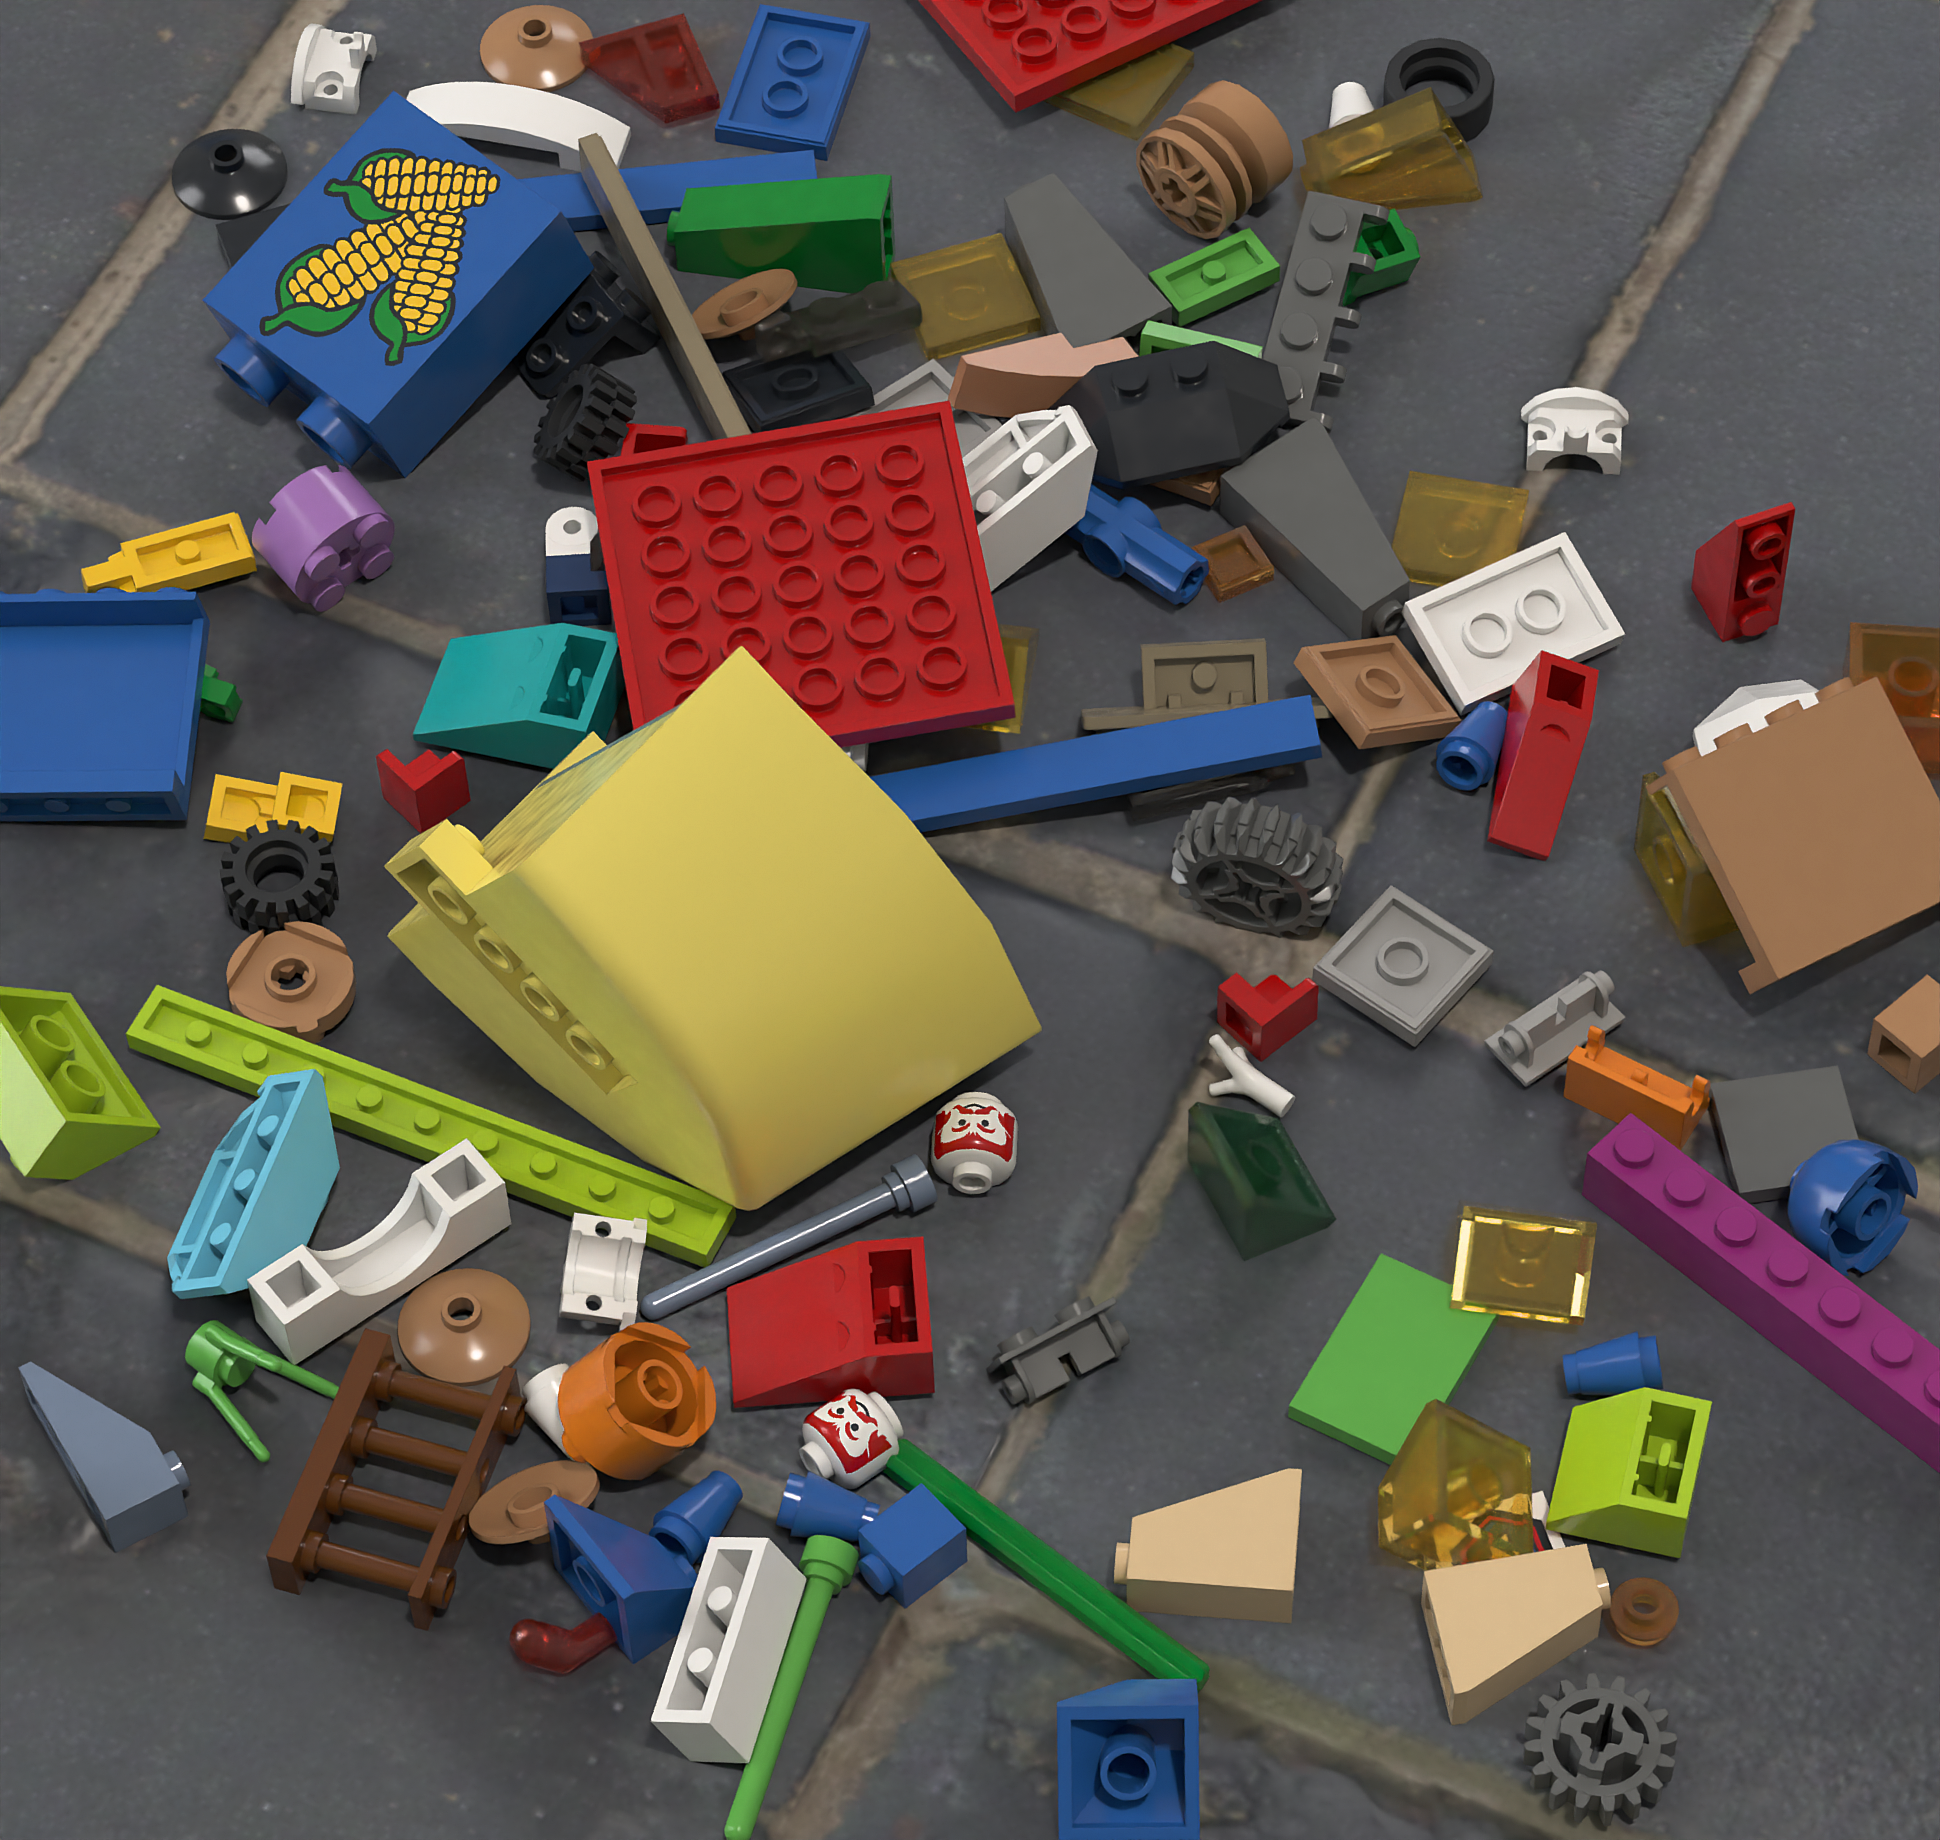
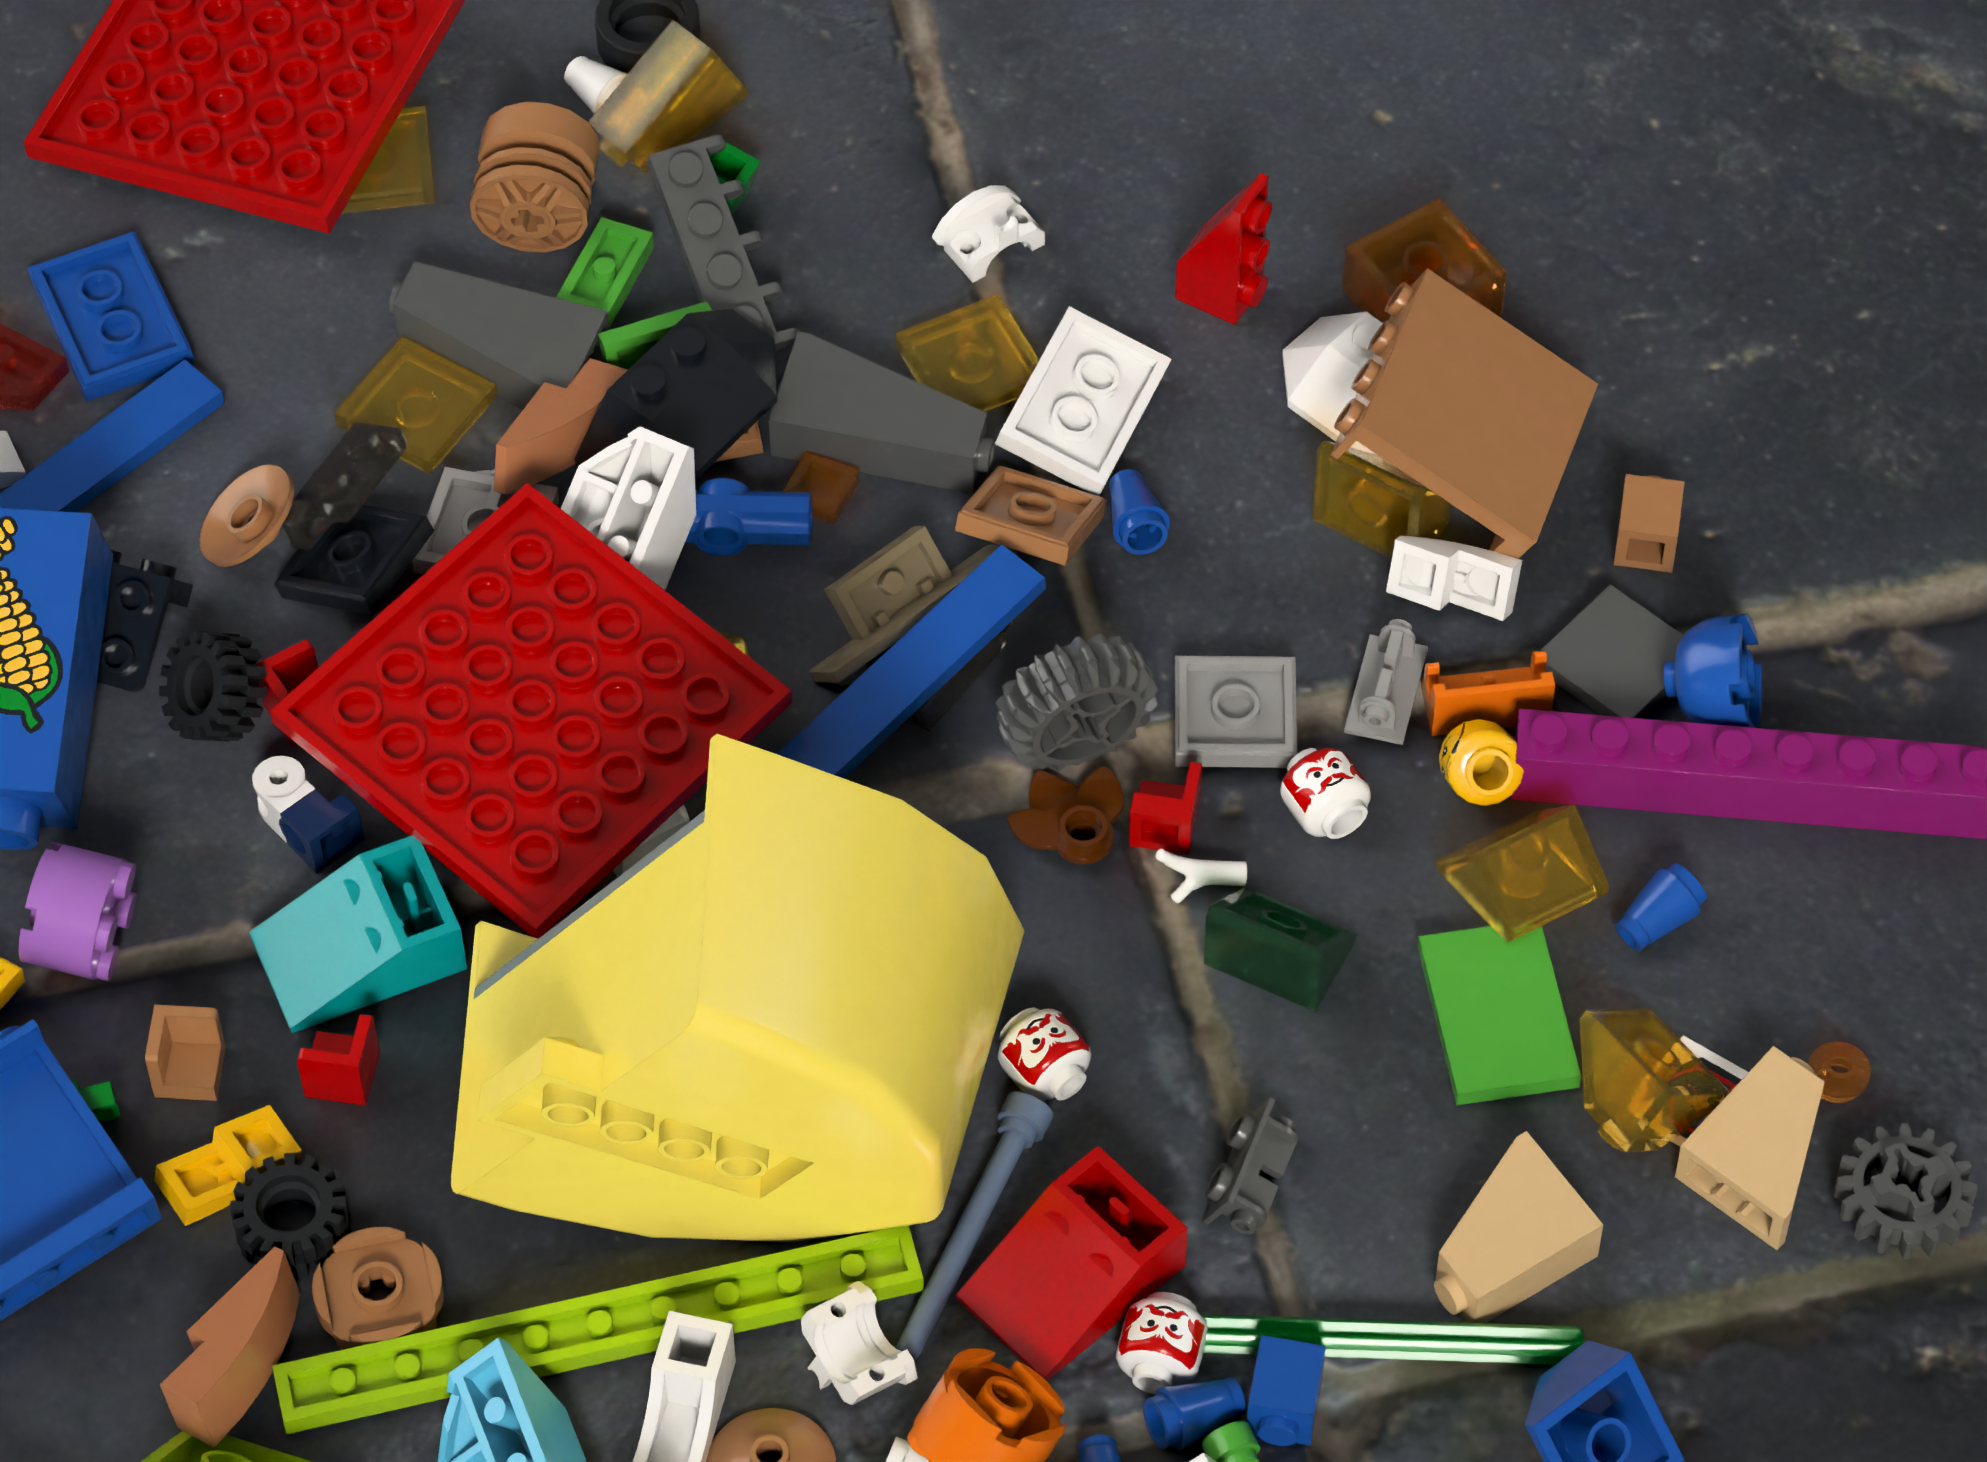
camera: 40 degrees left, 0 degrees up
(140, 950) = (234, 1351): none -> nougat slope
(312, 700) = (185, 1052): none -> medium nougat panel
(659, 290) = (192, 553): dark tan tile -> none
(823, 230) = (268, 414): green slope -> none
(1185, 959) = (1065, 812): none -> reddish brown plate
(1413, 1082) = (1325, 792): none -> white head
(1541, 752) = (1194, 481): red slope -> none
(1560, 1137) = (1480, 762): none -> yellow head
(1631, 1470) = (1747, 971): lime slope -> none
(1695, 962) = (1453, 572): none -> white slope

